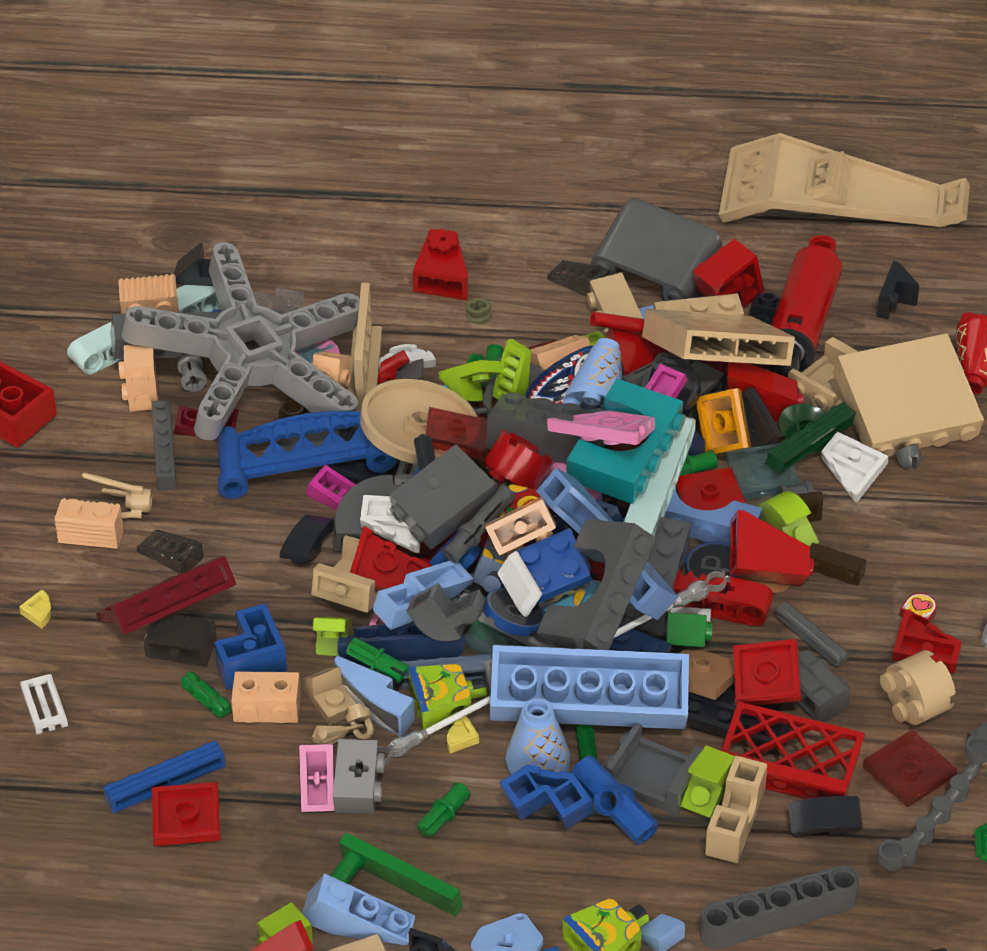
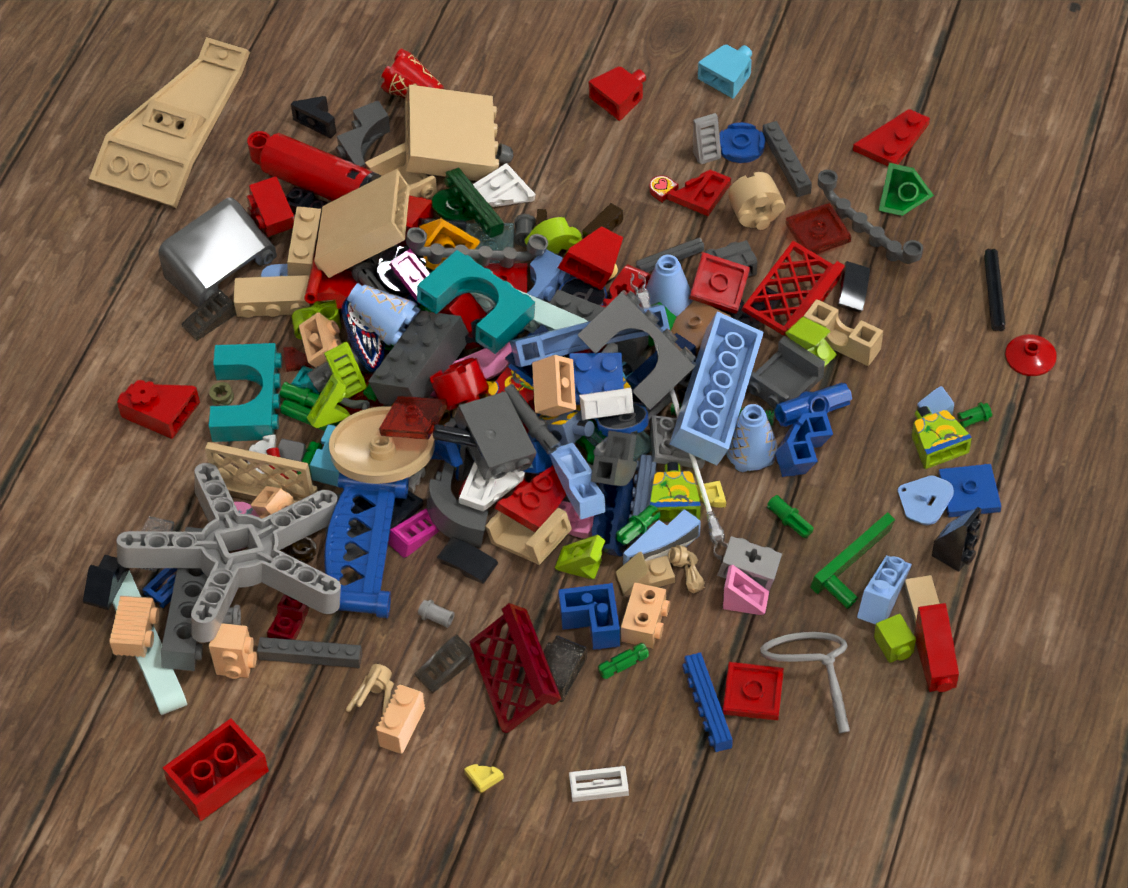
camera: 75 degrees left, 10 degrees up
(222, 859) = (827, 660): none -> light grey piece
(235, 523) = (433, 612): none -> light grey pin
(455, 341) = (257, 417): none -> teal arch
(606, 425) = (473, 300): bright pink wing -> none
(740, 622) = (669, 285): none -> light blue cone
(750, 491) = (417, 237): none -> dark grey bar
(779, 907) = (932, 331): dark grey beam -> none
(867, 331) = (368, 125): none -> dark grey arch

